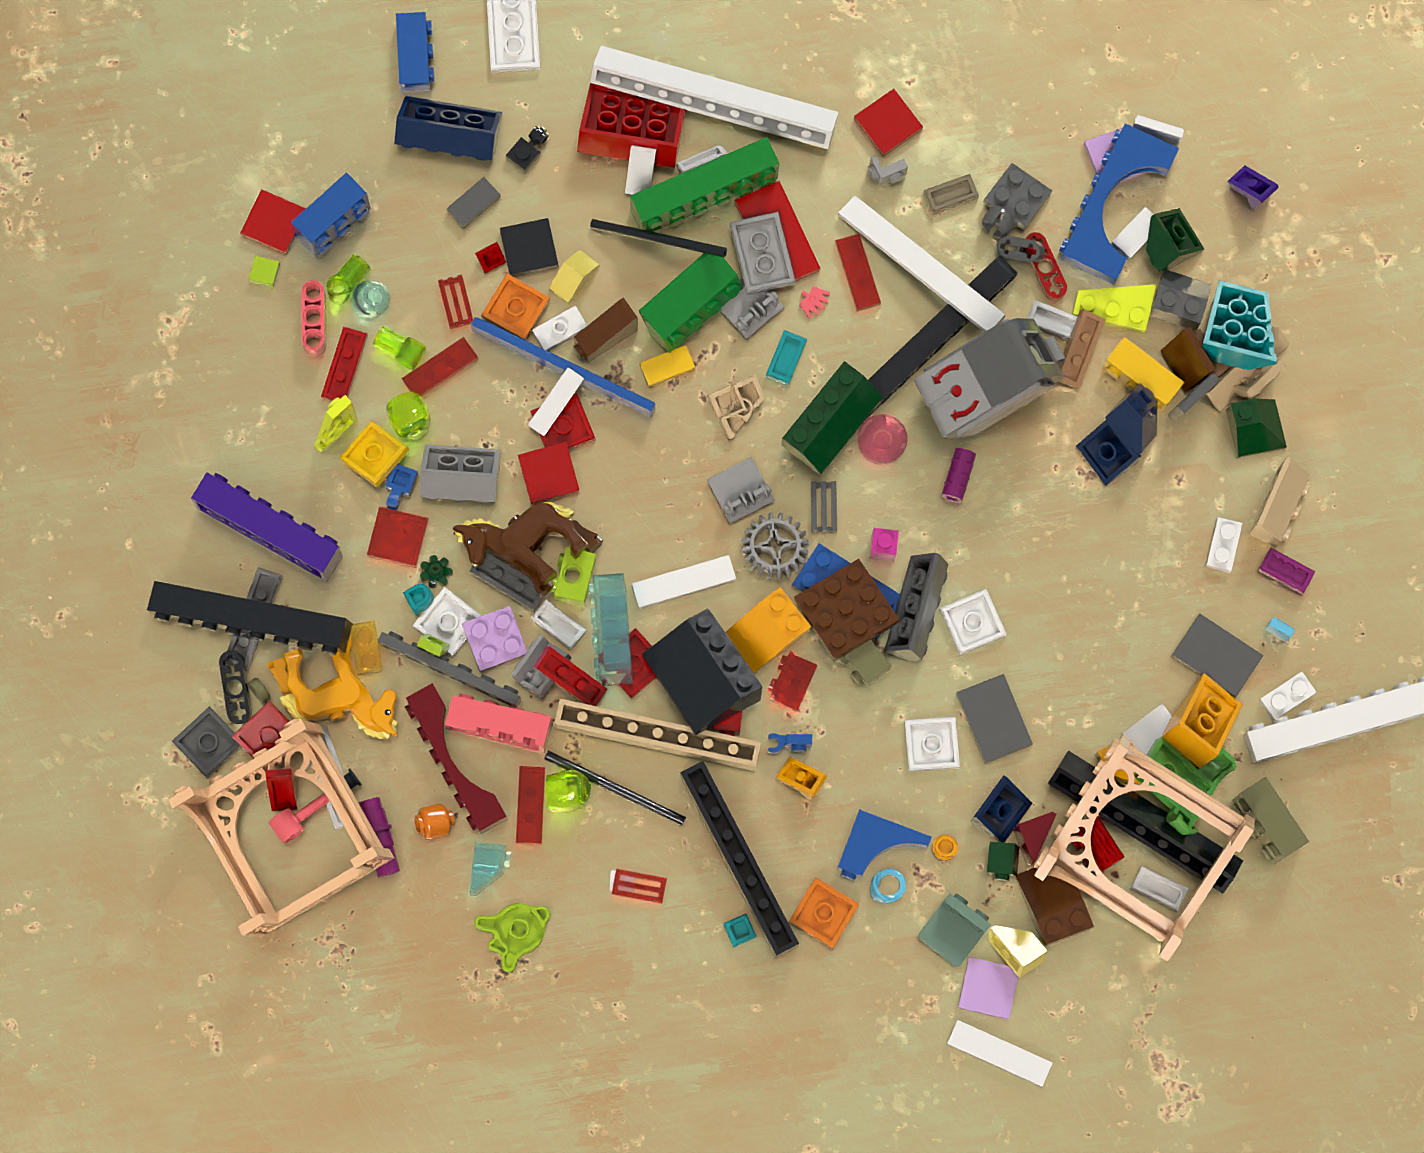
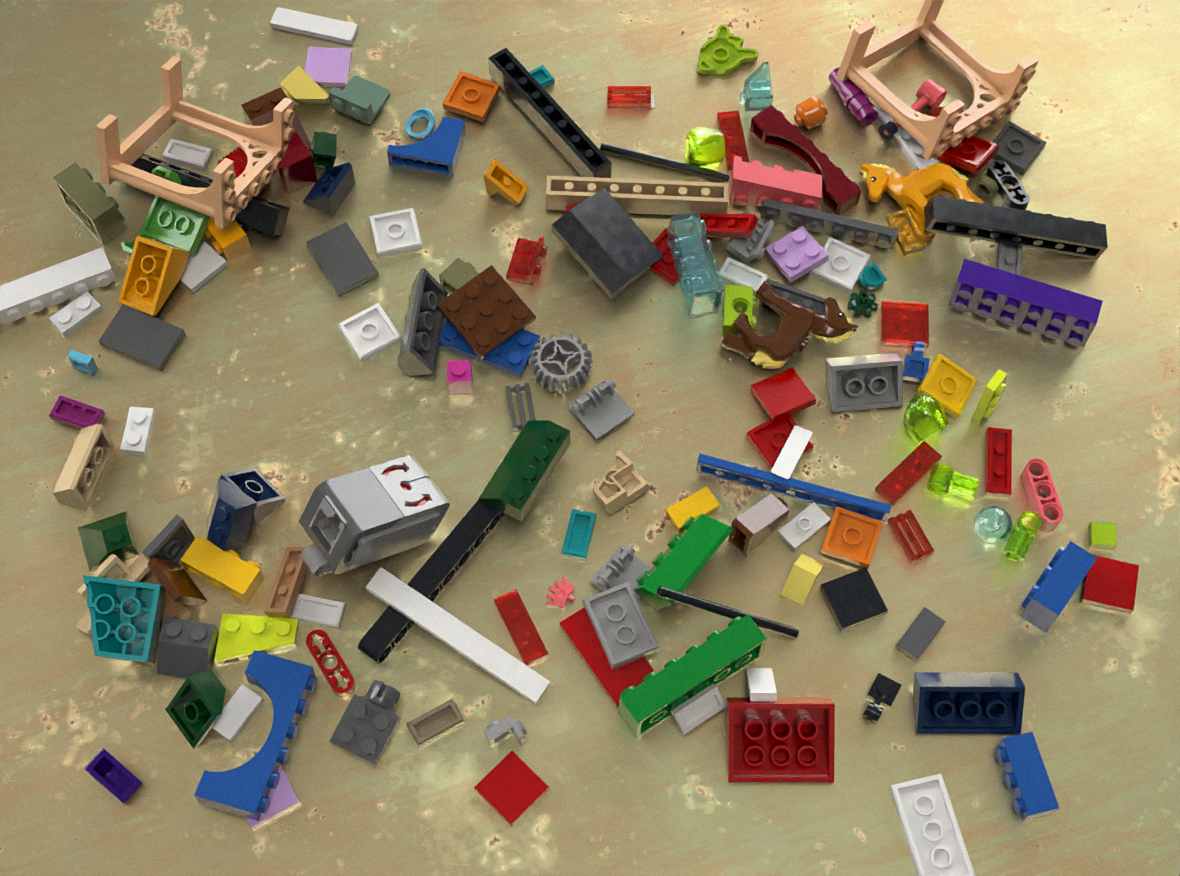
camera: 175 degrees right, 15 degrees down
(433, 645) = (848, 234): lime tile -> none
(490, 257) = (890, 581): red slope -> none
(683, 581) = (638, 326): white tile -> none
(714, 97) = (701, 777): white brick -> none
(768, 630) = (556, 294): light orange slope -> none
(796, 742) = (517, 212): blue plate -> none
(882, 439) = (472, 473): clear pink tile -> none
(945, 847) = (374, 157): light orange plate -> none
(958, 475) = (397, 442): magenta axle -> none
(1020, 255) = (356, 670): dark grey beam -> none
(1159, 129) = (219, 824): white tile -> none

